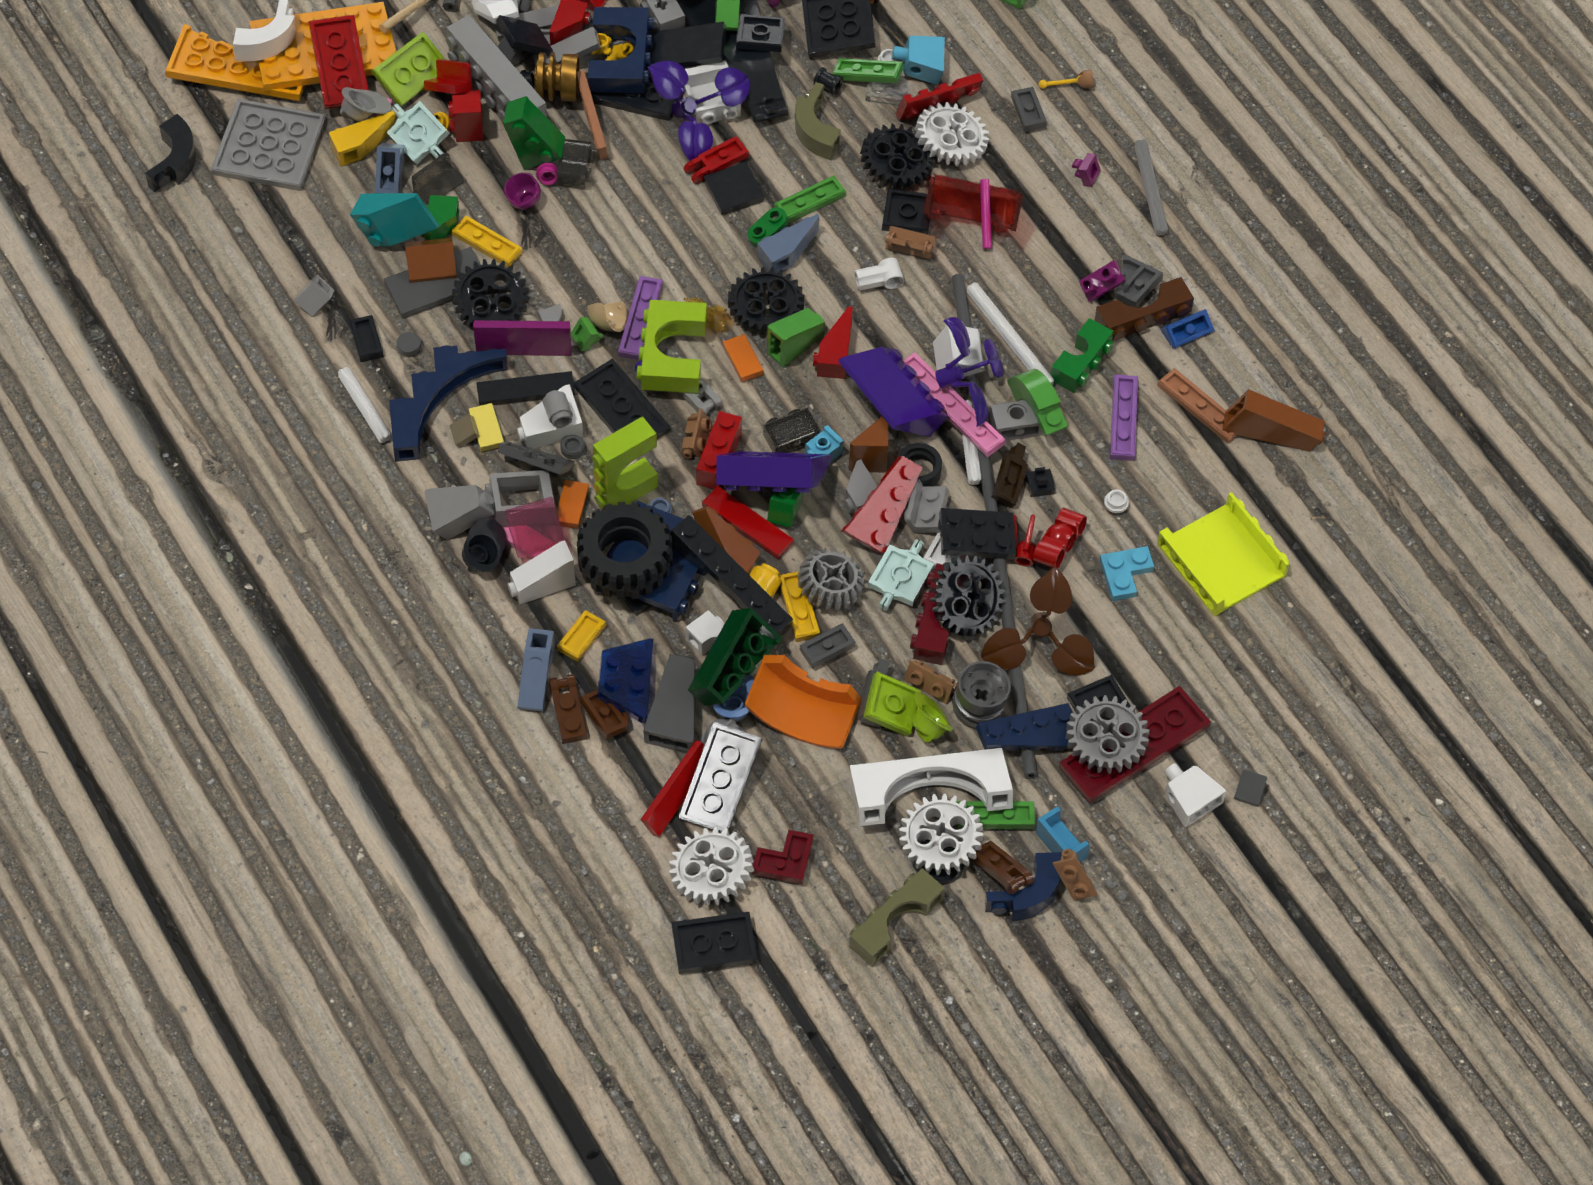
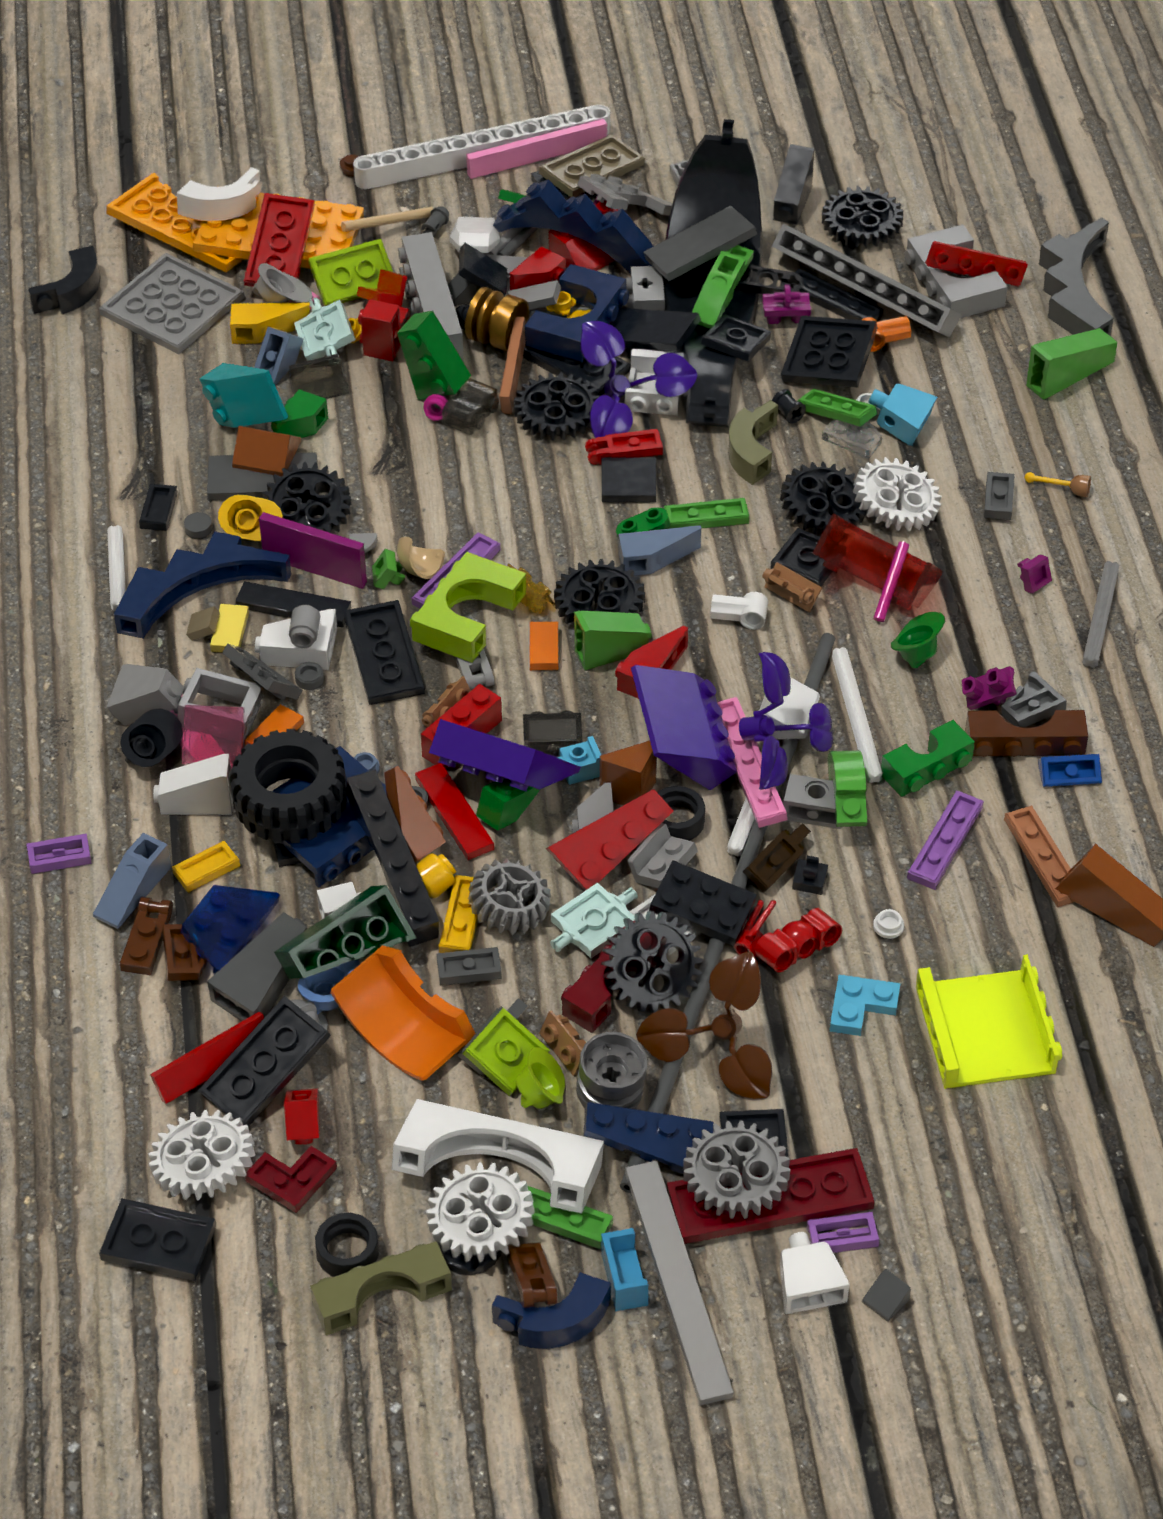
camera: 25 degrees right, 10 degrees down
(314, 295) = (128, 448): light grey panel -> none
(452, 325) = (241, 515): none -> yellow piece
(463, 669) = (59, 857): none -> medium lavender tile
(486, 241) = (338, 453): yellow tile -> none
(522, 191) = (399, 415): magenta hair -> none
(613, 454) = (327, 675): lime arch -> none
(643, 140) = (555, 406): none -> black gear
(768, 807) = (302, 1115): none -> red slope
(851, 877) = (342, 1224): none -> black tyre
(911, 106) = (905, 449): red wing -> none
(1029, 254) = (919, 638): none -> green piece
(1074, 876) = (611, 1318): medium nougat hinge -> none
(1103, 832) = (679, 1283): none -> light grey tile
(1174, 756) = (844, 1238): none -> medium lavender tile

